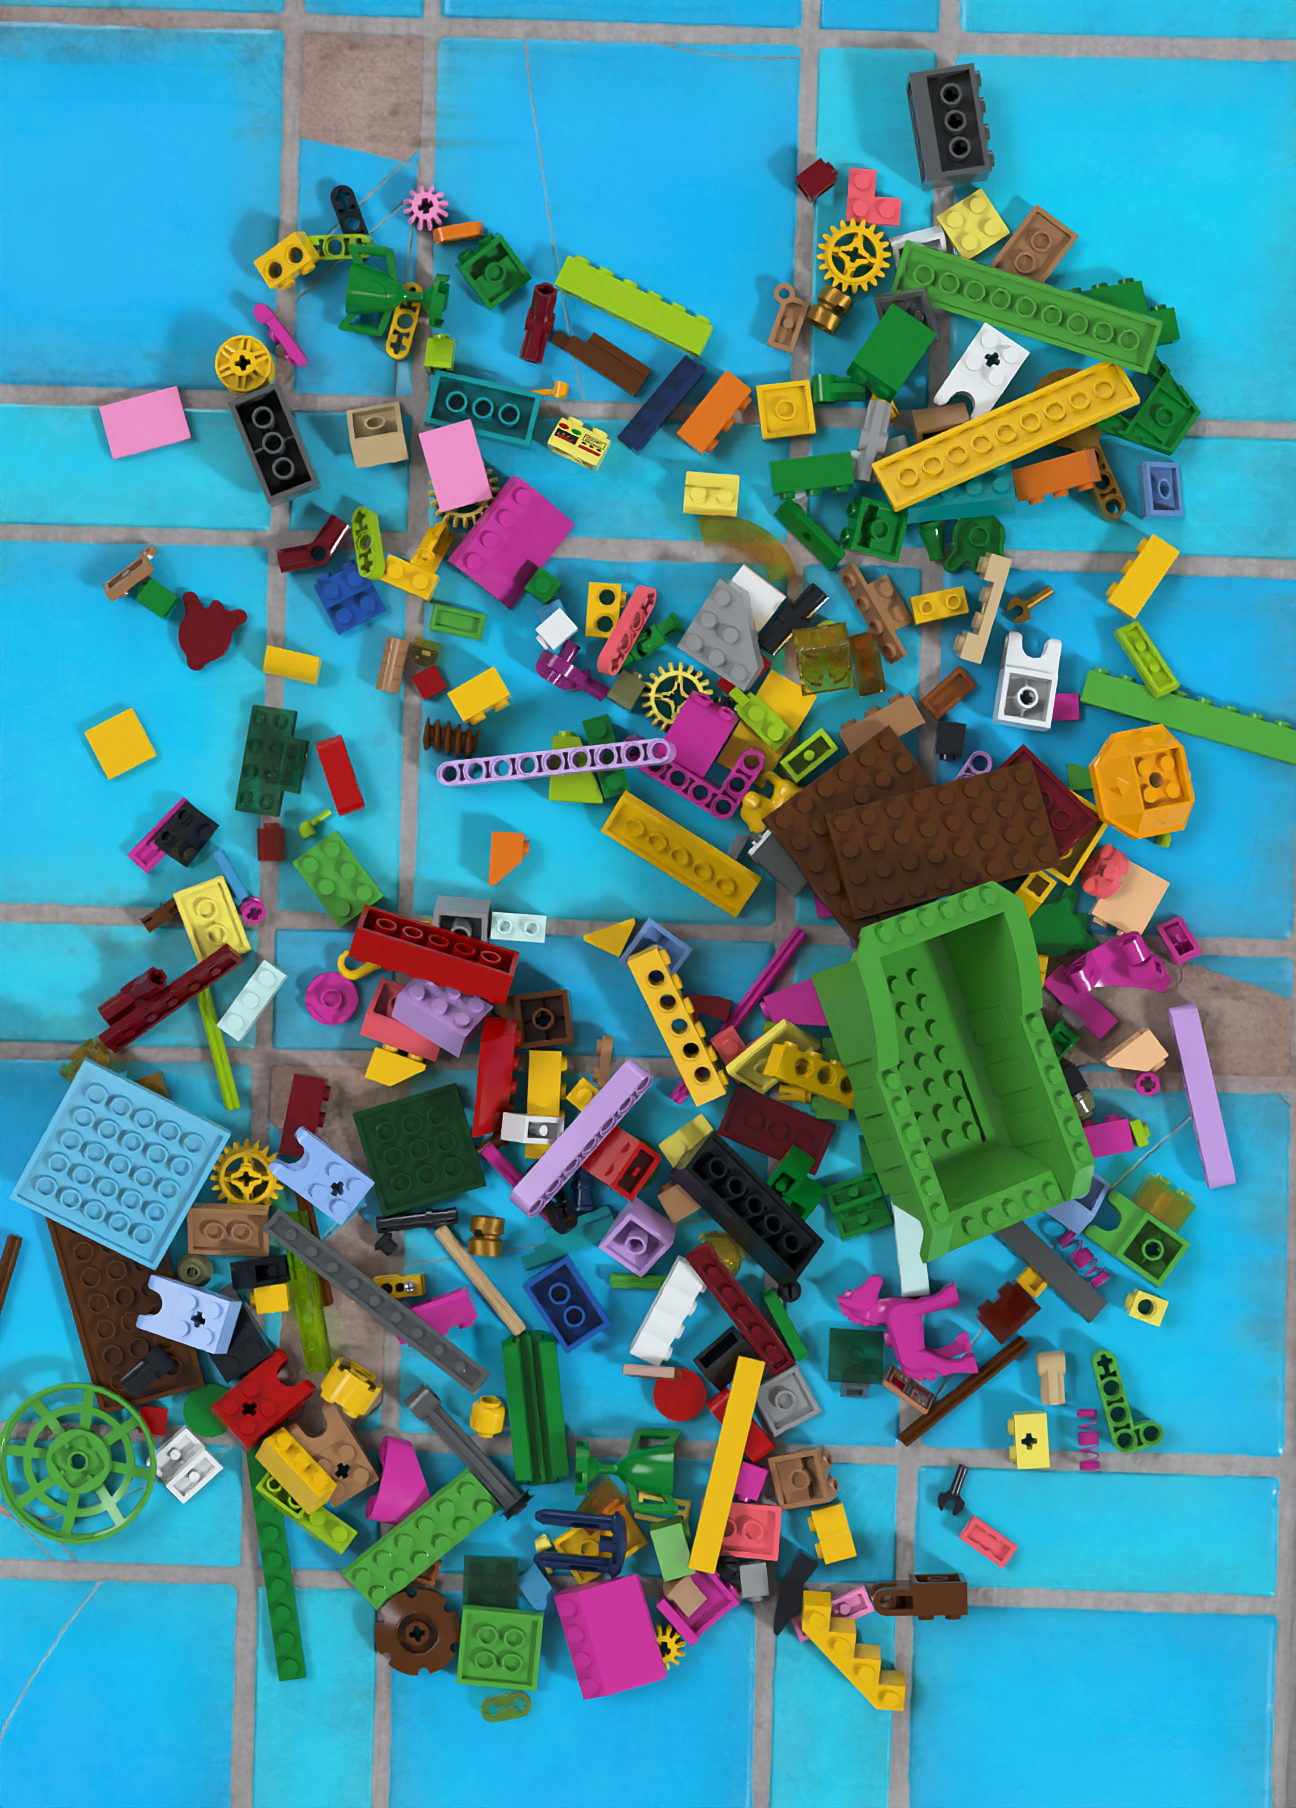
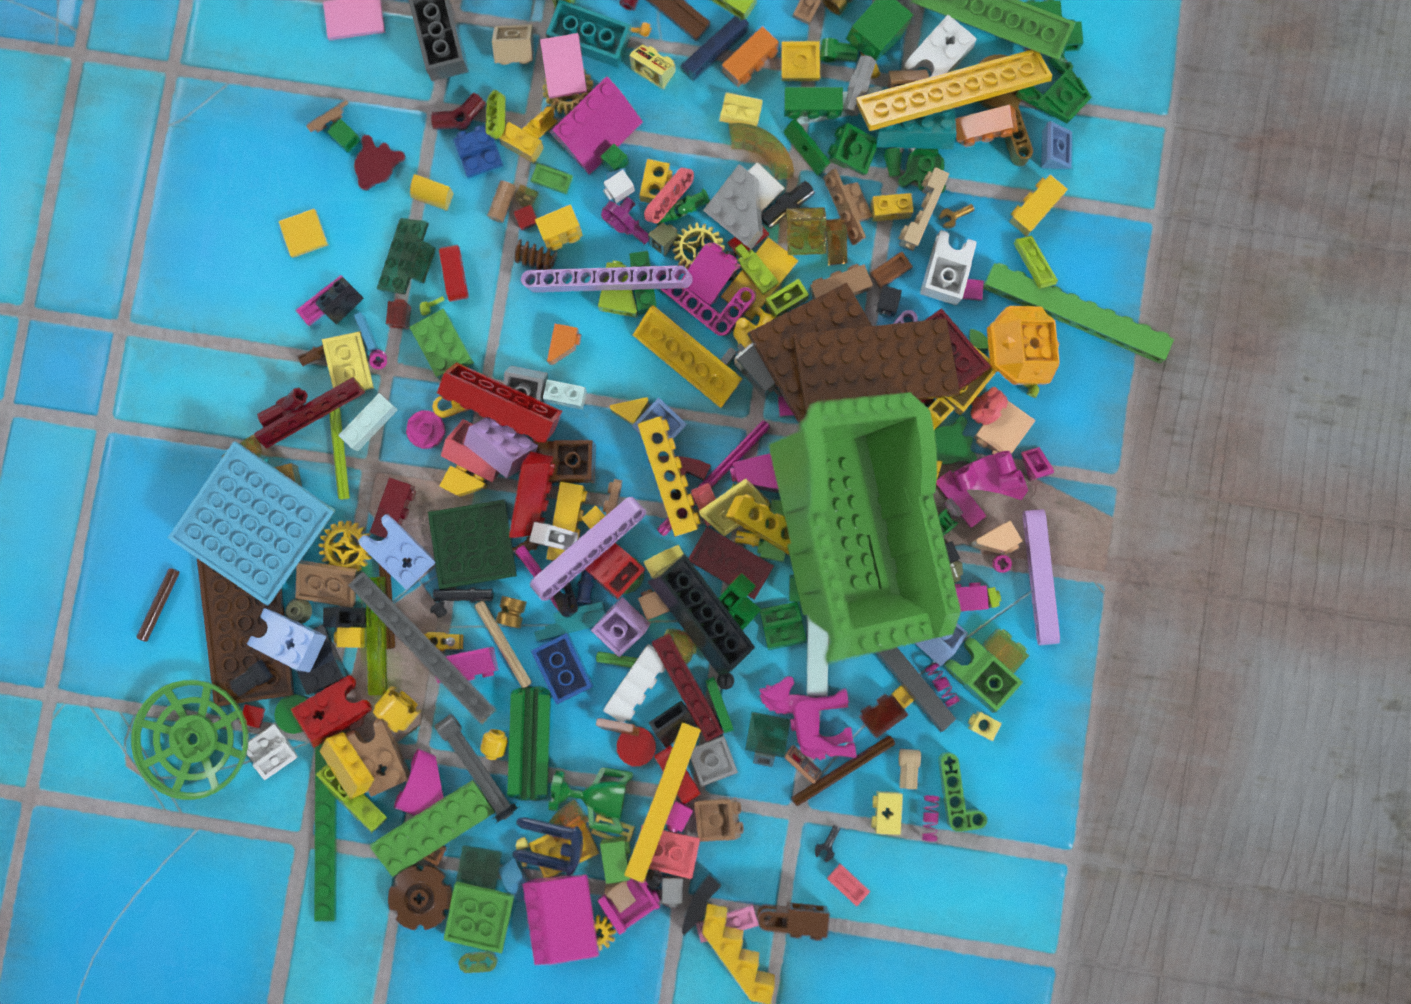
camera: 10 degrees right, 5 degrees down
(833, 1533) = (735, 863): yellow brick -> none

